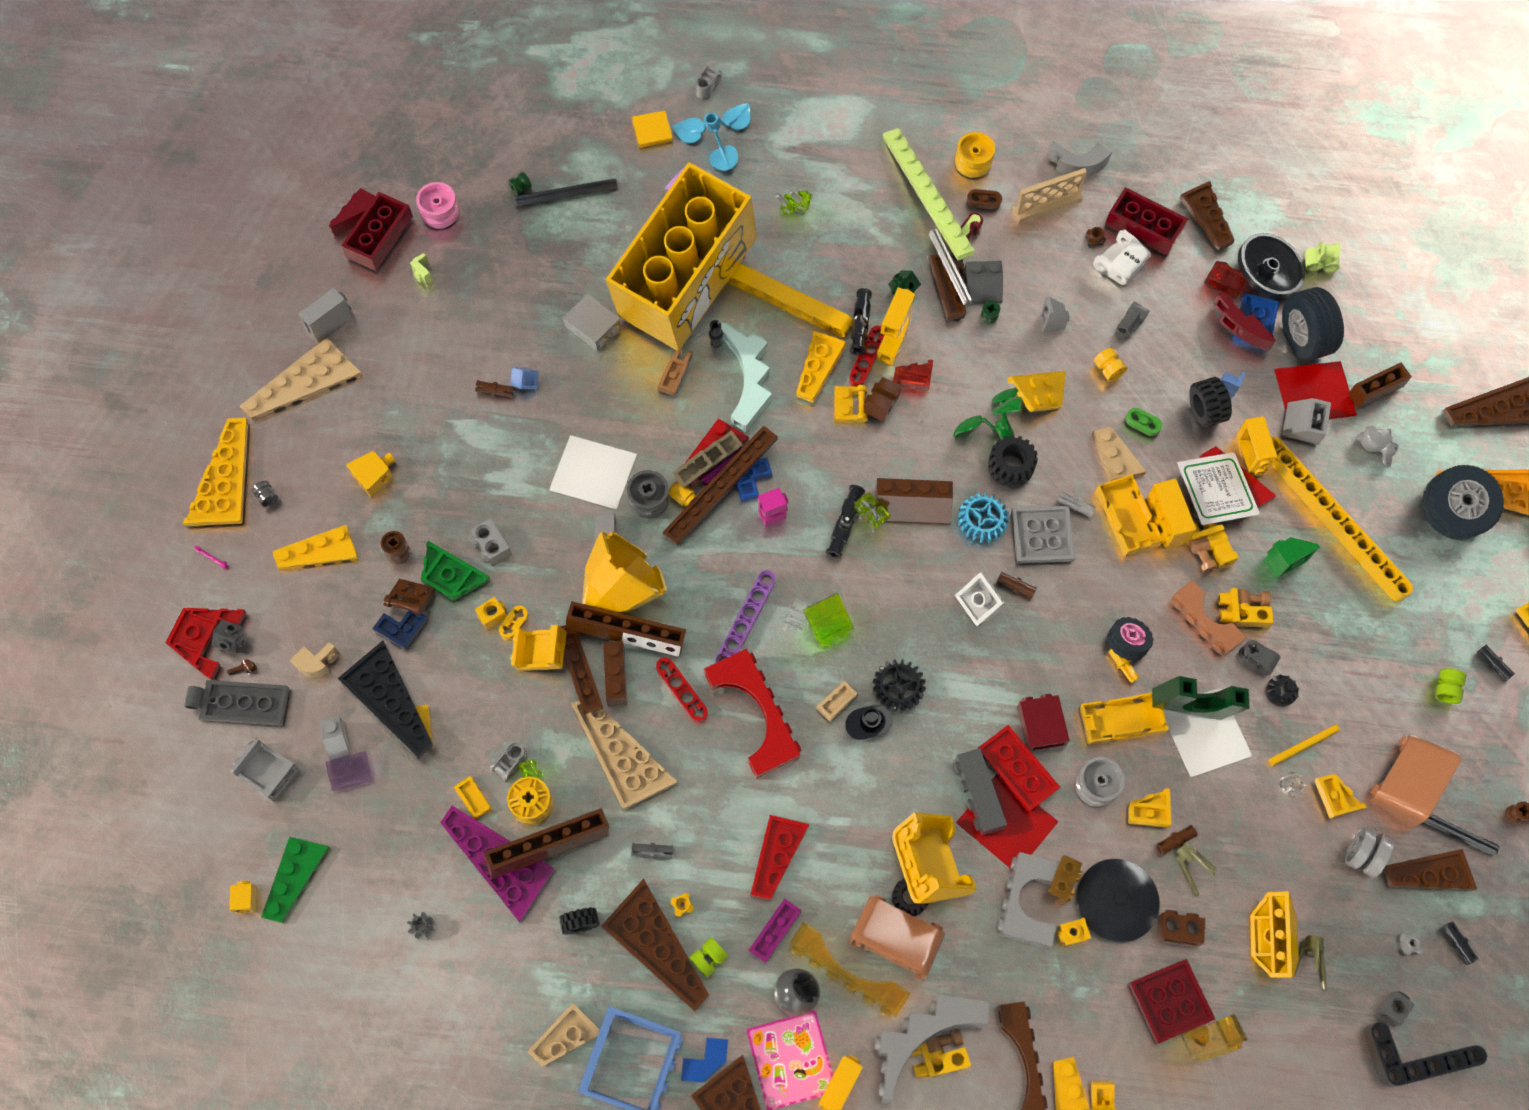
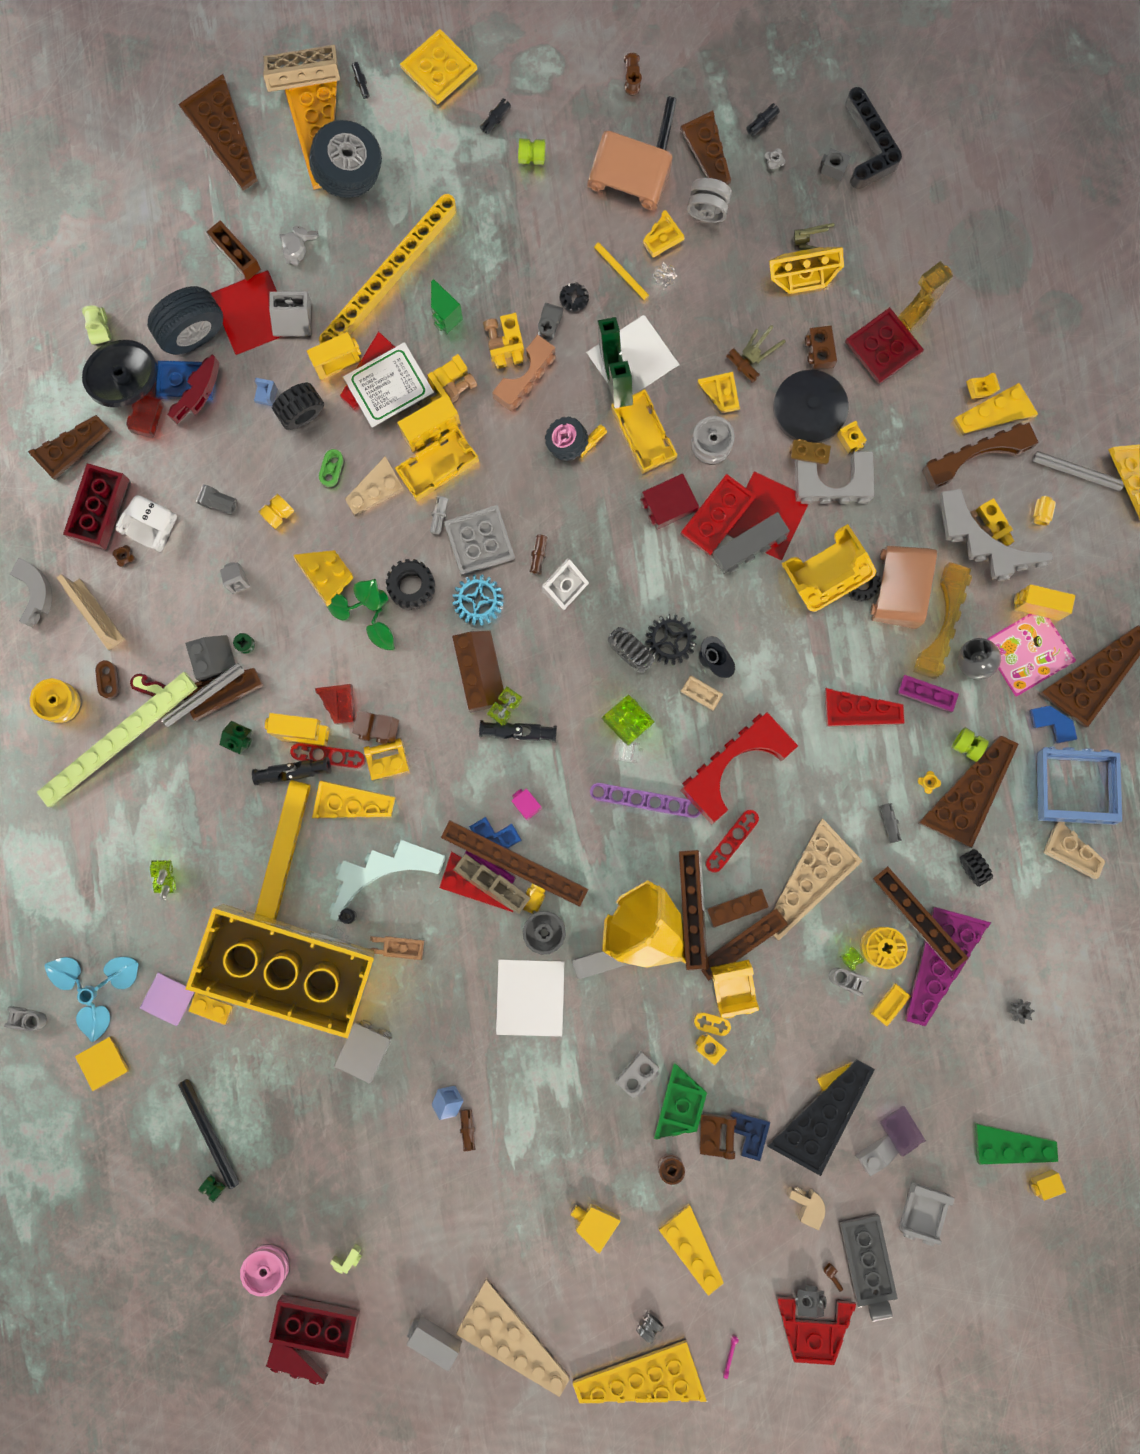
camera: 105 degrees left, 15 degrees up
(897, 640) = (630, 649): none -> dark grey gear

